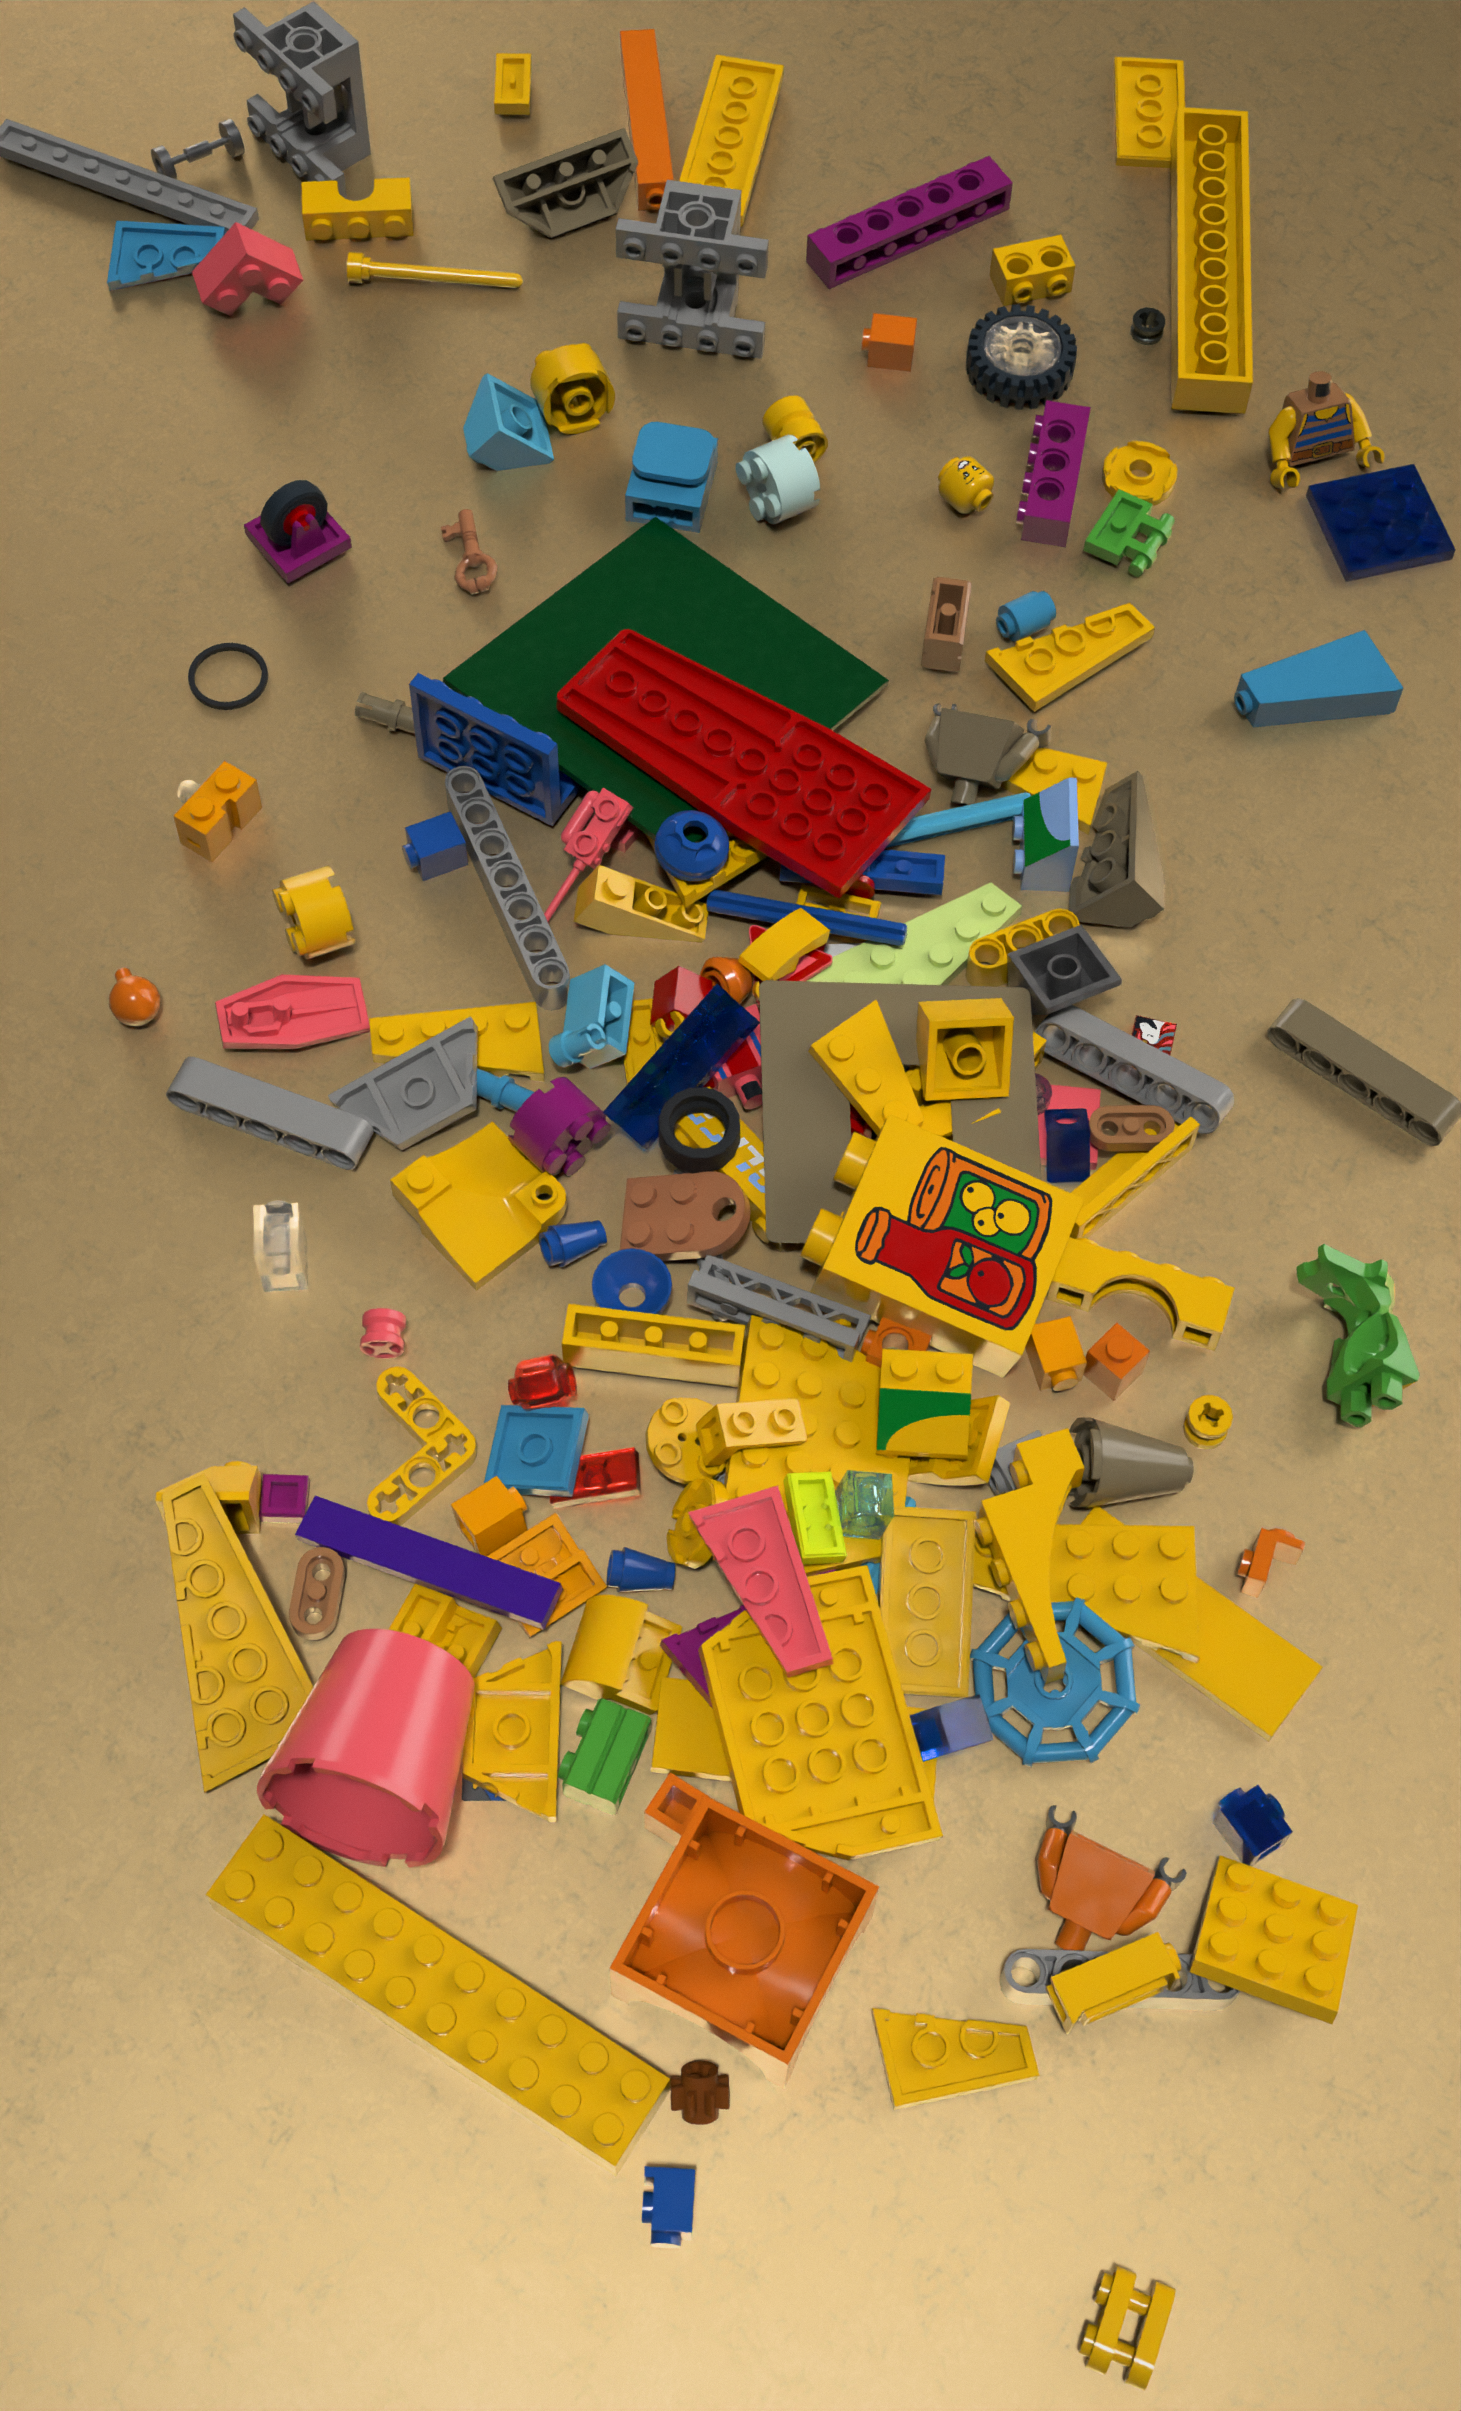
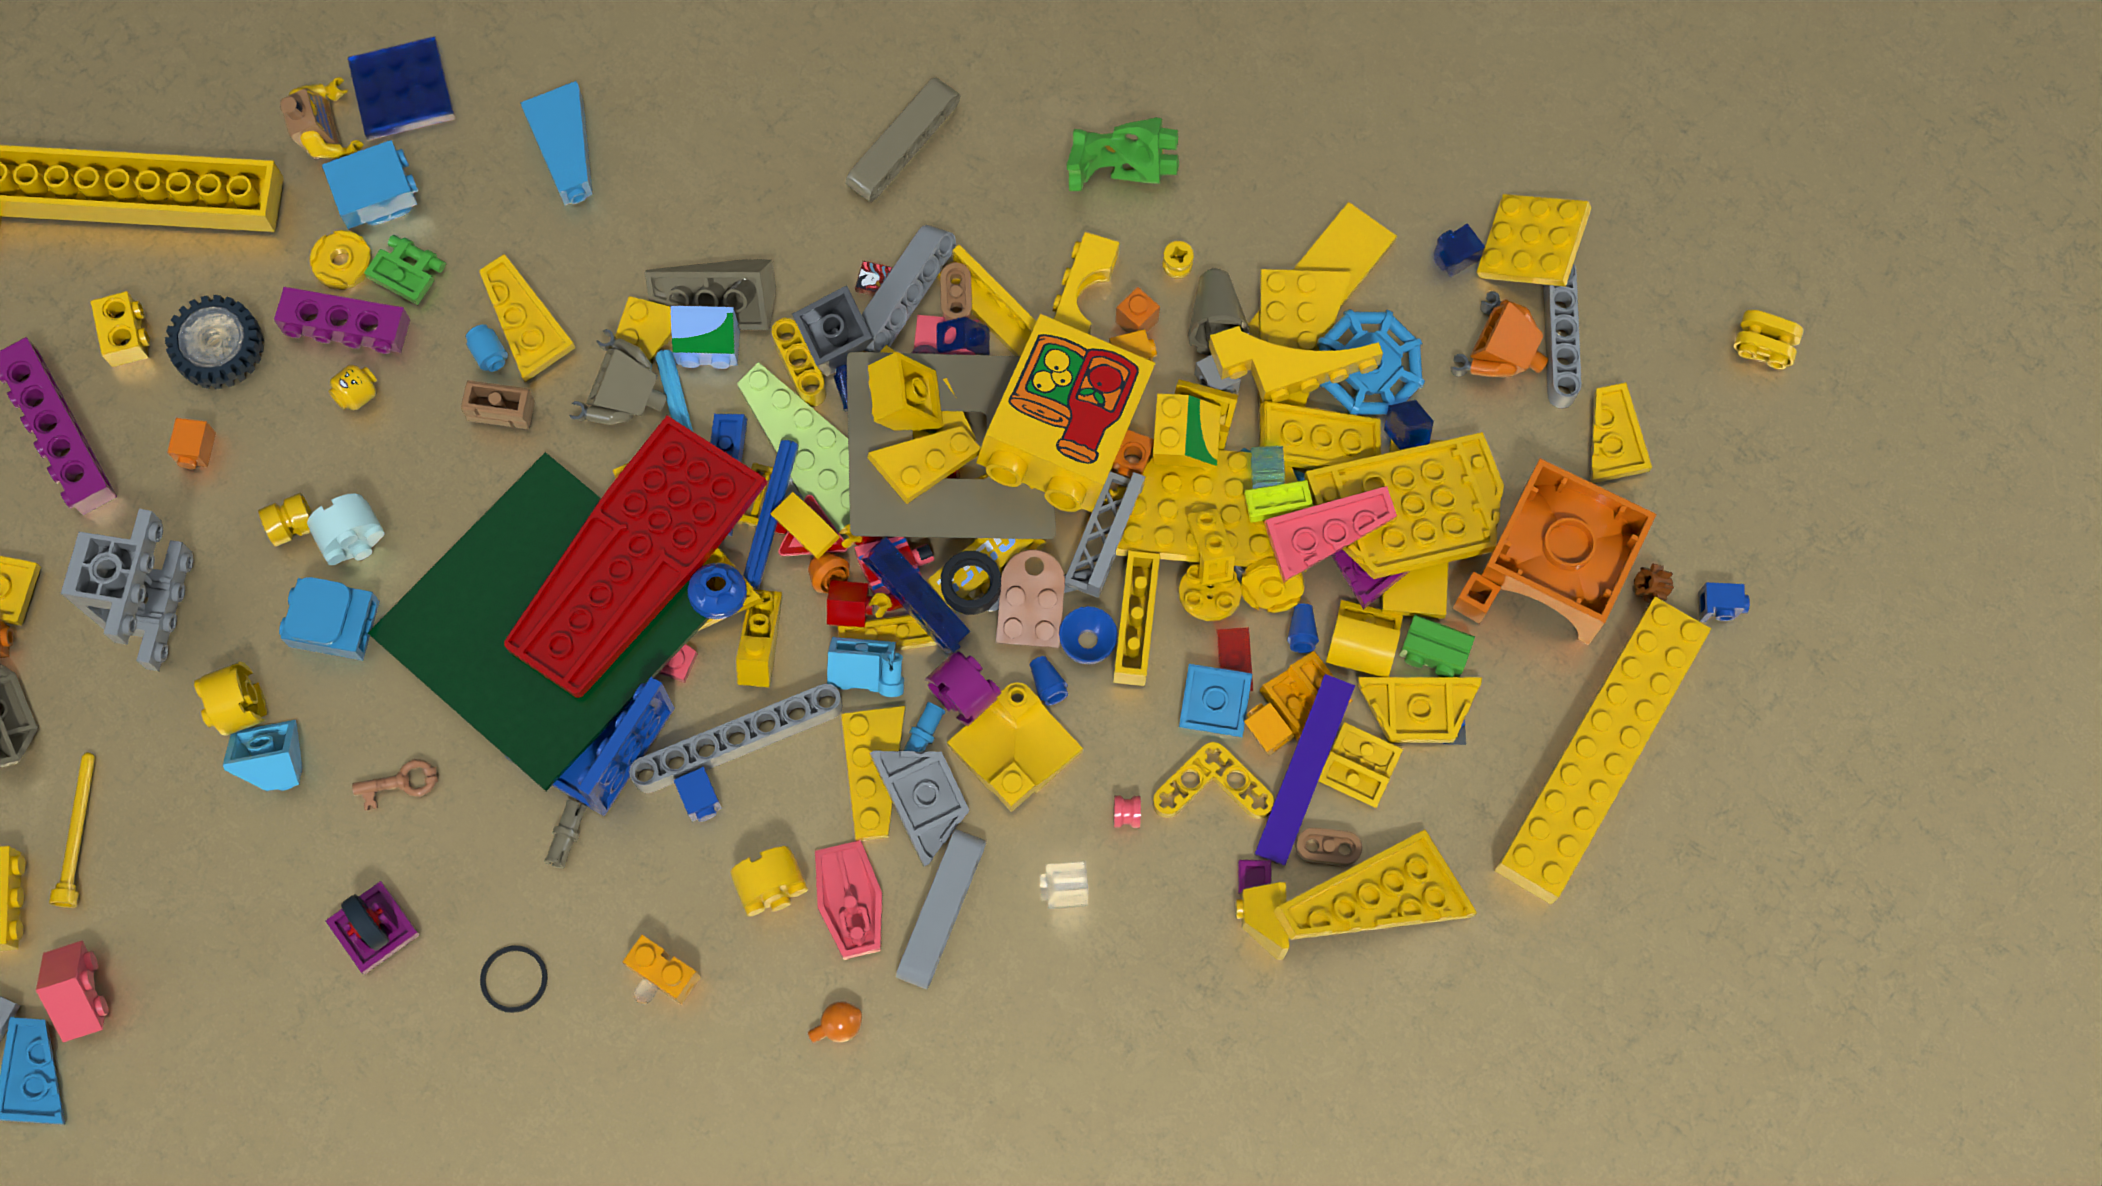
camera: 90 degrees left, 10 degrees up
(375, 1751) = (1455, 784): coral cone -> none
(542, 1383) = (1165, 696): clear red head -> none
(592, 843) = (709, 671): coral piece -> none
(1114, 1981) = (1577, 329): yellow window -> none
(1145, 317) = (186, 236): pearl dark grey bush -> none
(1234, 487) = (371, 185): none -> dark azure brick
(1269, 1545) = (1277, 233): orange bracket -> none

